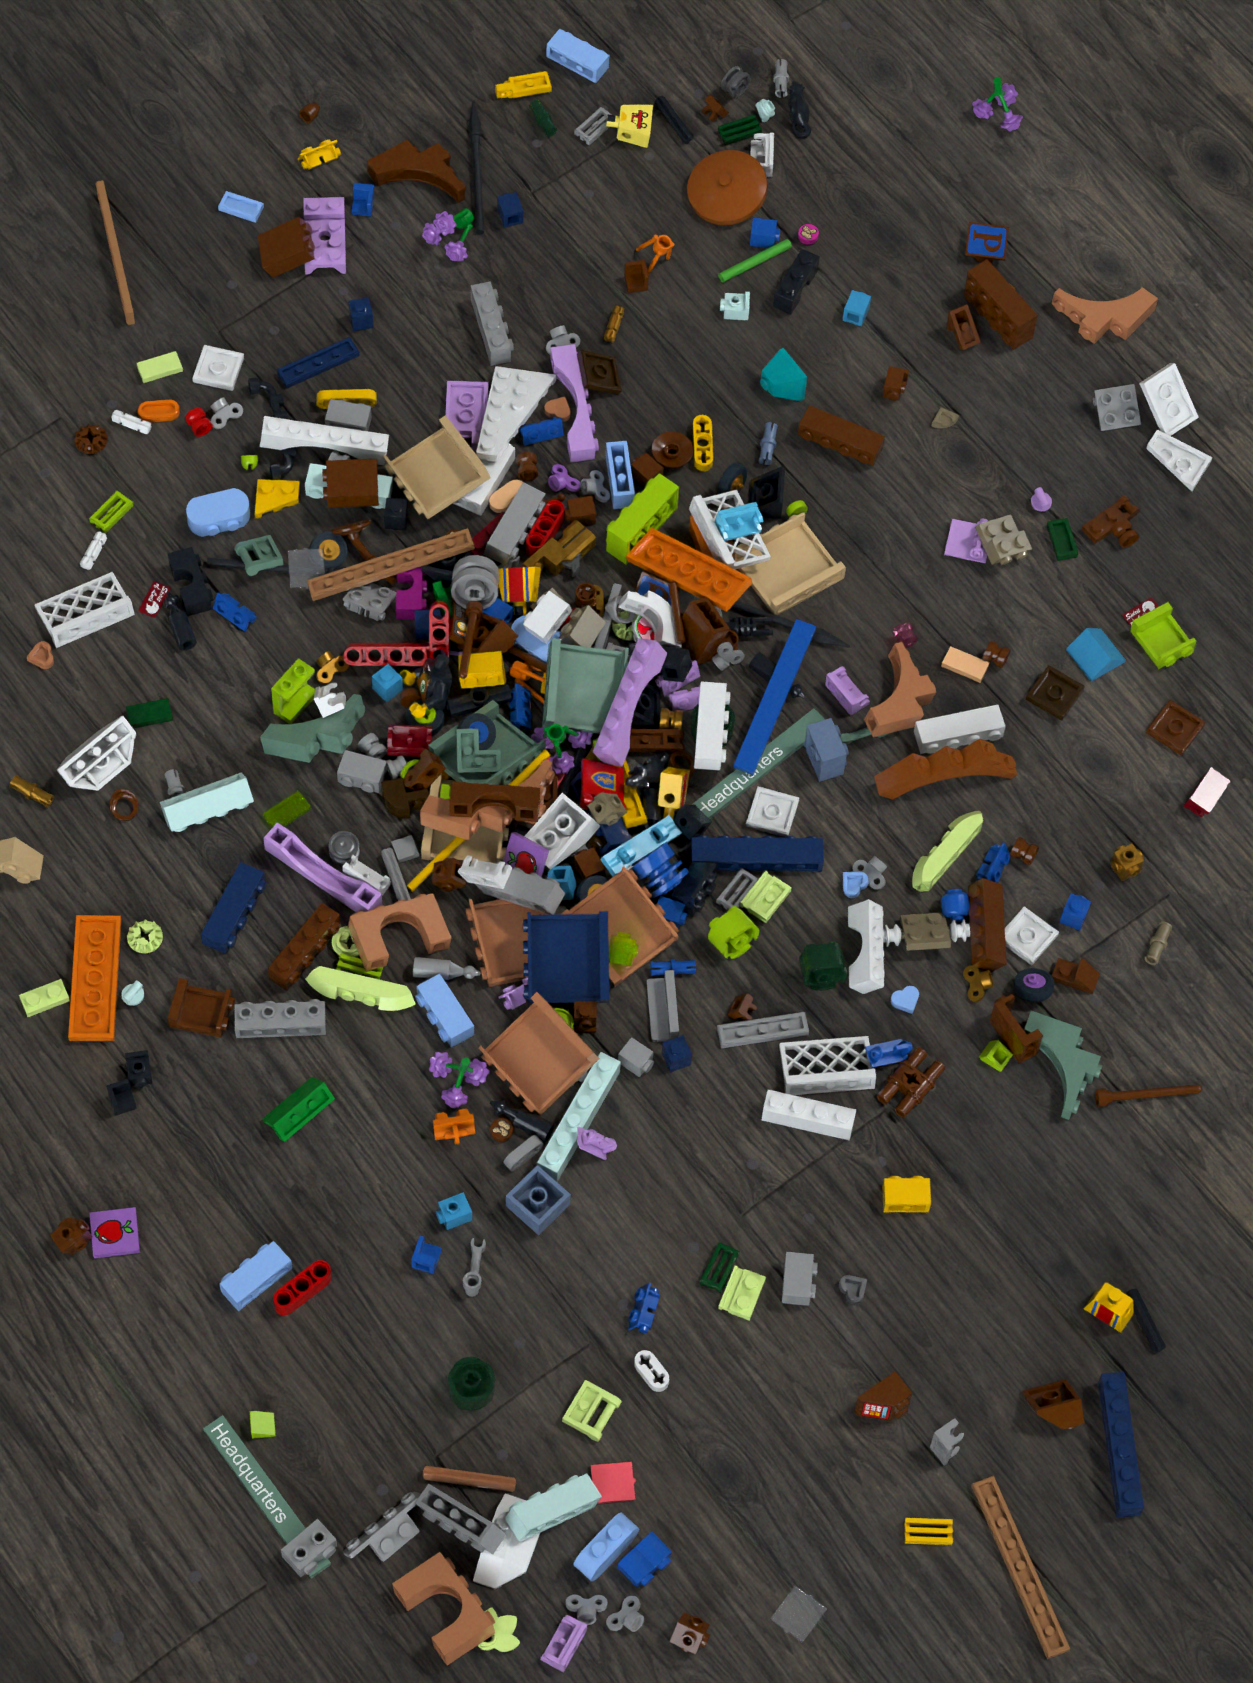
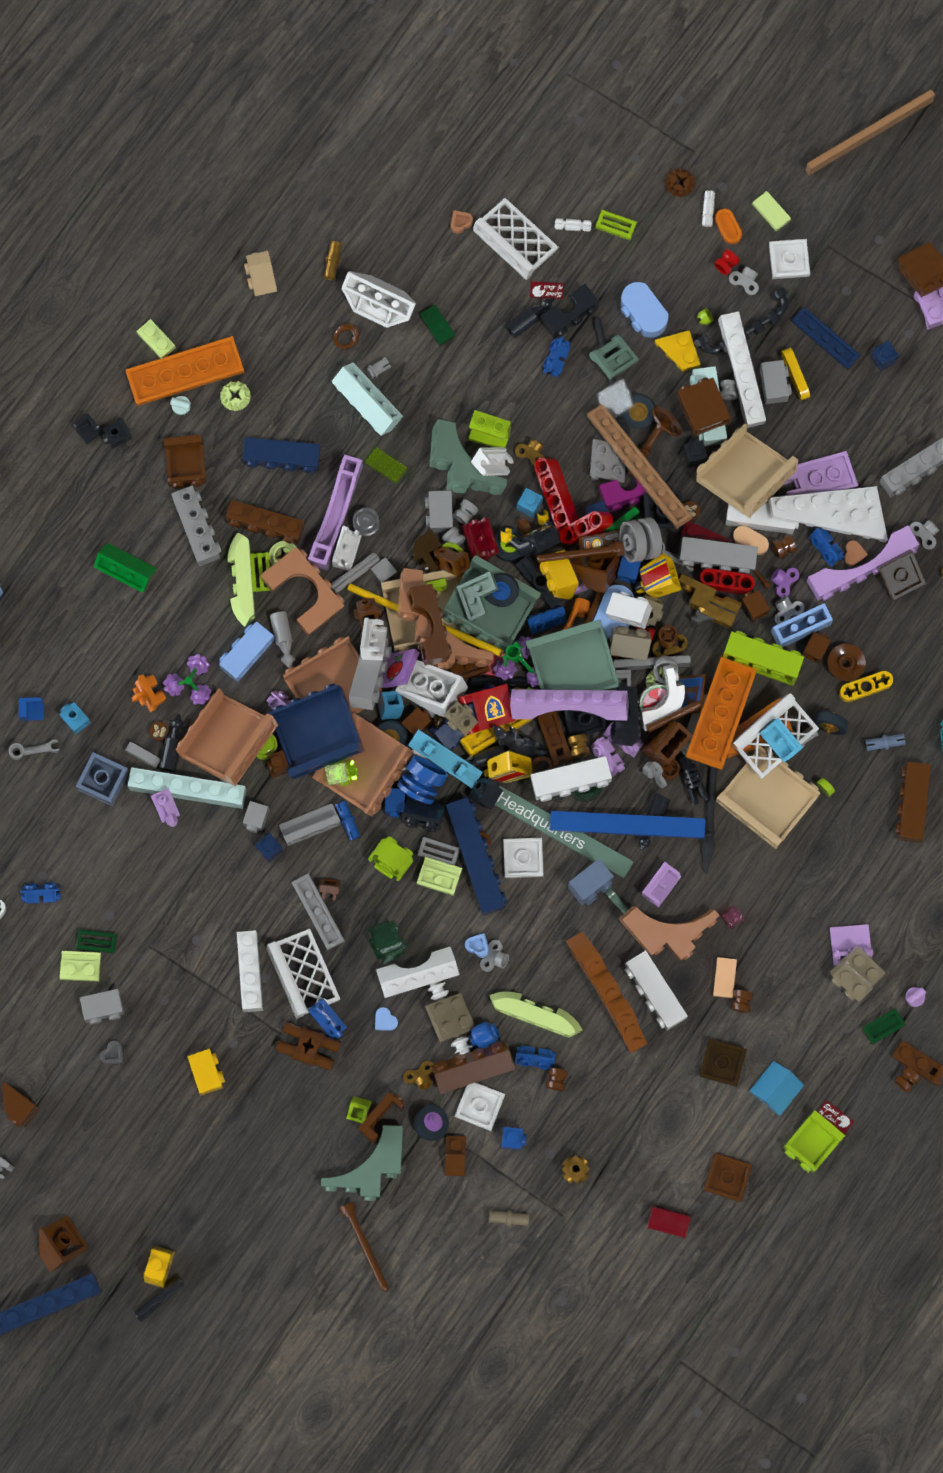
camera: 75 degrees right, 15 degrees up
(768, 493) = (831, 758): black slope -> none

